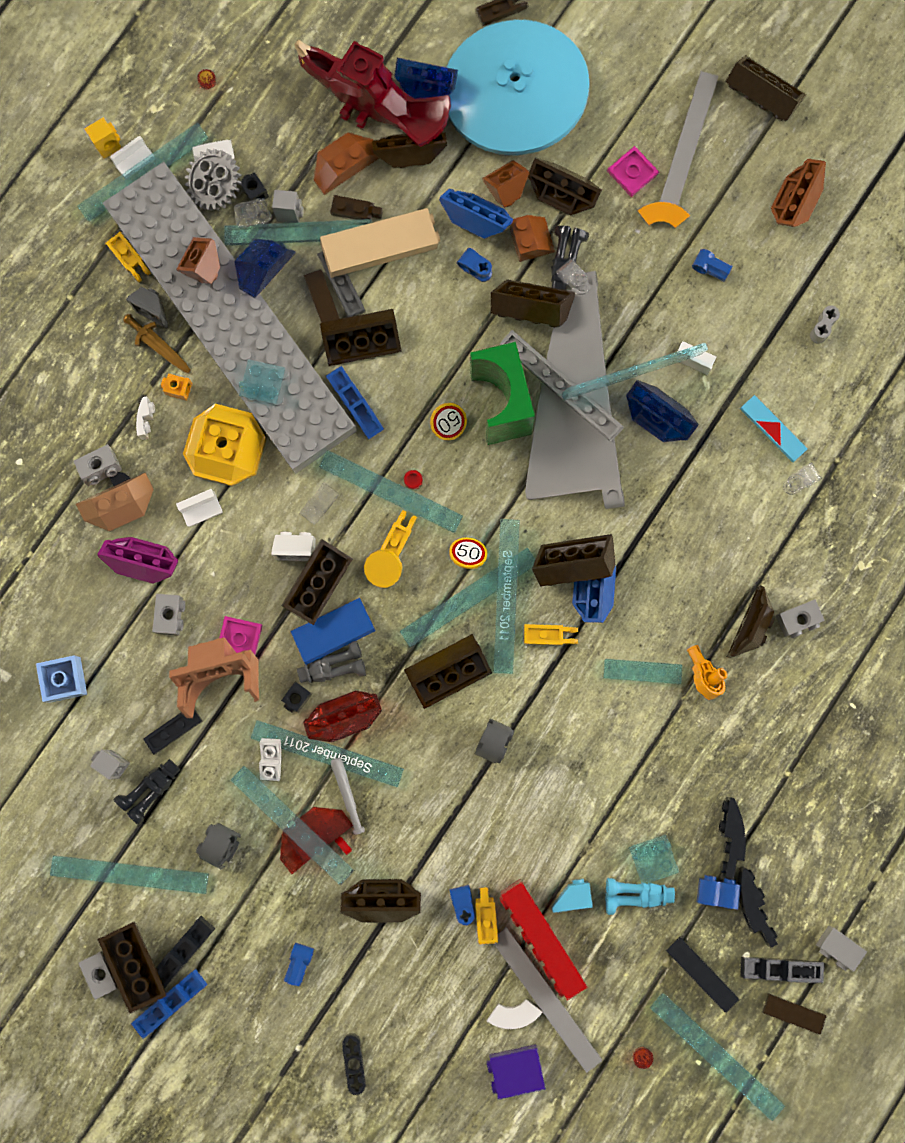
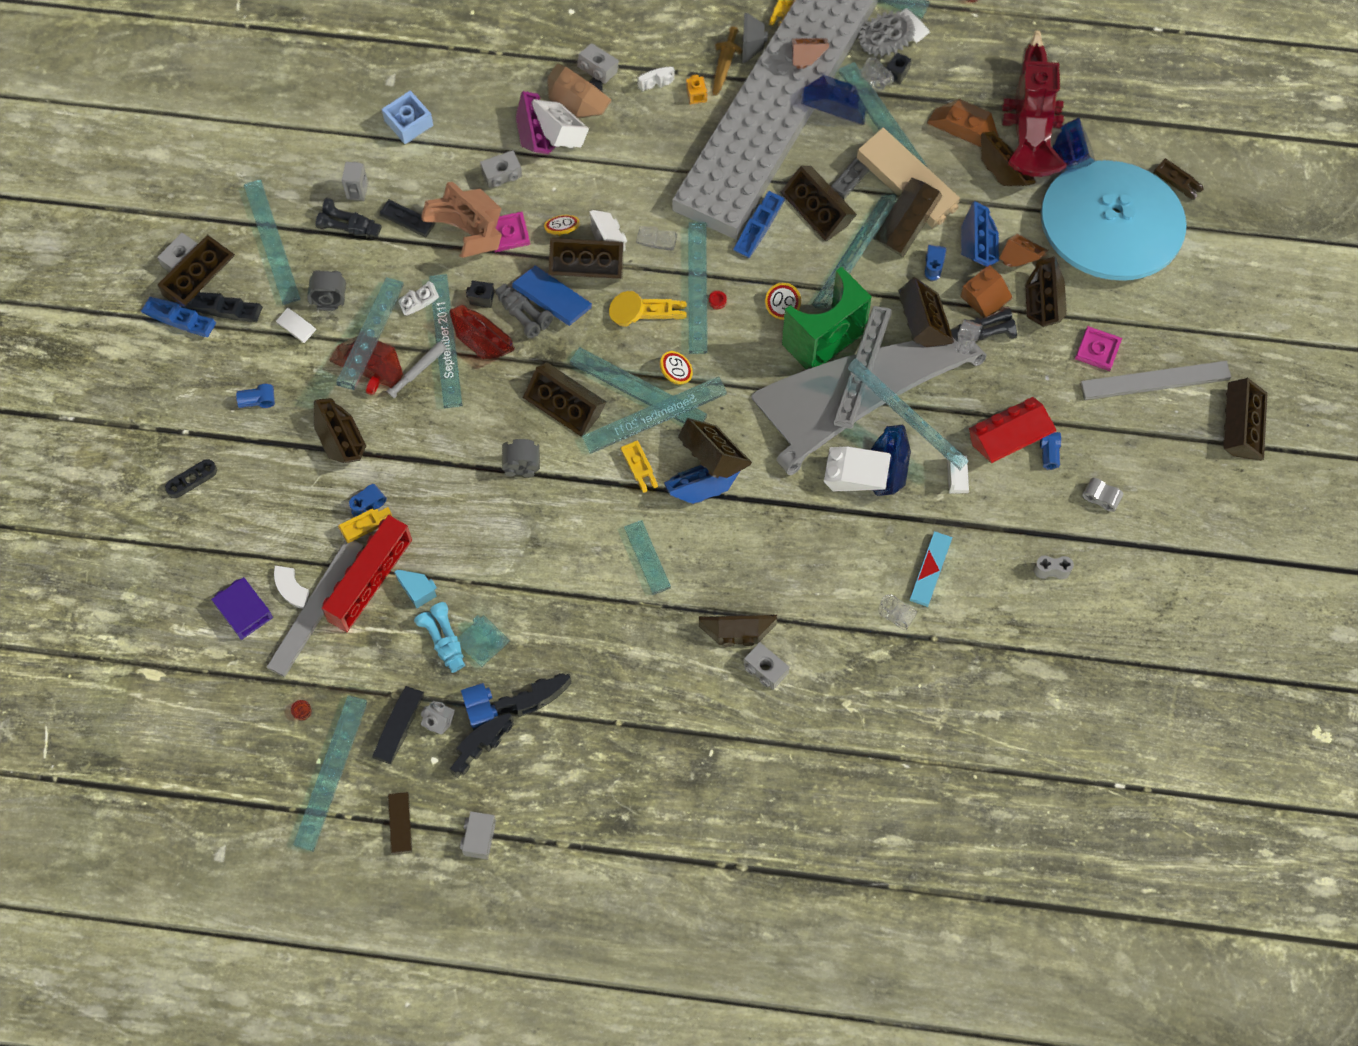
camera: 60 degrees right, 15 degrees down
(149, 535) = (560, 124): none -> white slope
(200, 507) = (604, 152): white panel -> none
(235, 460) = (666, 159): yellow piece -> none
(239, 891) = (296, 325): none -> white slope
(261, 585) = (562, 224): none -> piece
(262, 381) = (732, 140): clear light blue hinge -> none
(287, 206) = (896, 95): light grey brick -> none
(321, 296) = (837, 159): dark brown tile -> none
(354, 208) = (928, 149): dark brown hinge -> none
(422, 265) = (908, 216): none -> dark brown slope
(428, 330) = (856, 247): none -> clear light blue tile
(655, 442) = (856, 469): none -> white slope
(663, 212) = (1075, 388): light orange tile -> none
(682, 288) = (1011, 430): none -> red slope
(706, 675) = (670, 607): light orange pin -> none
(713, 936) = (437, 717): none -> light grey brick
(776, 245) = (1102, 494): none -> light grey axle
(782, 969) = (435, 793): black slope -> none
(799, 193) = (1161, 492): dark orange wedge -> none

